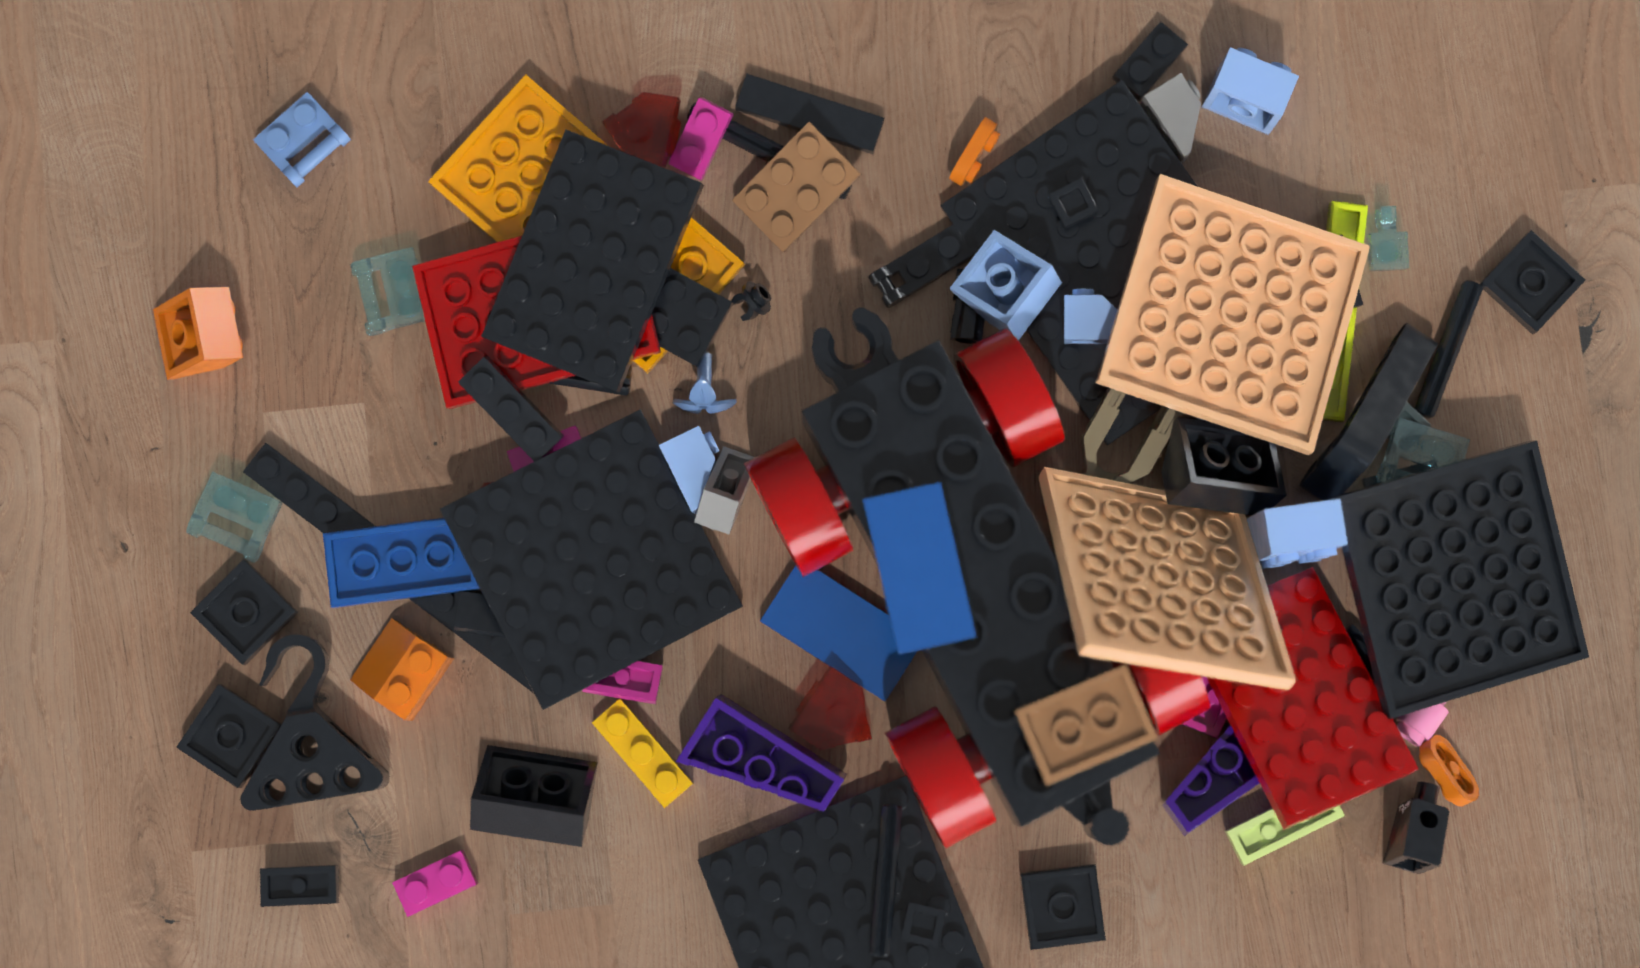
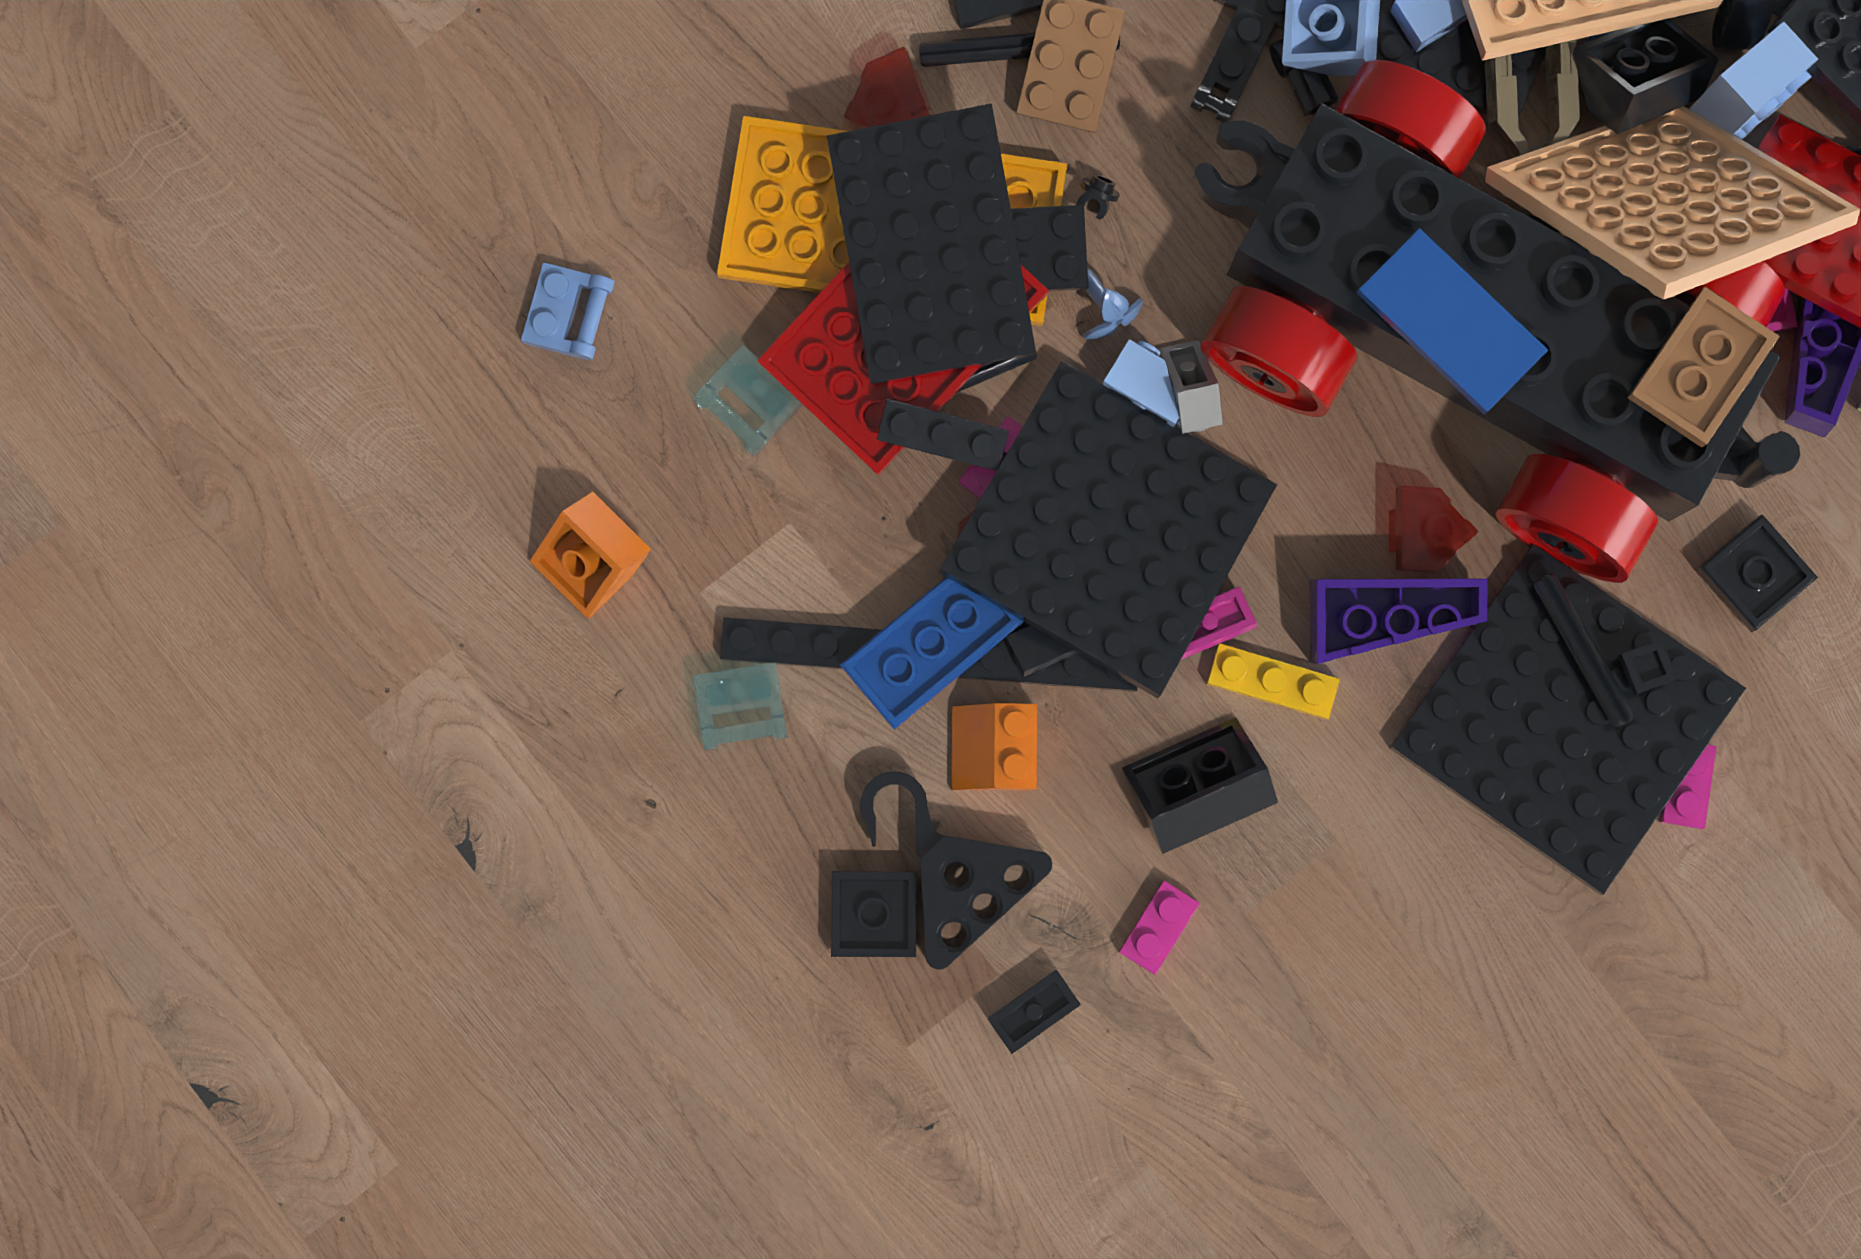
camera: 30 degrees left, 0 degrees up
(244, 612) = (810, 789): black plate -> none
(700, 138) = (949, 71): dark pink plate -> none
(838, 630) = (1384, 449): blue tile -> none

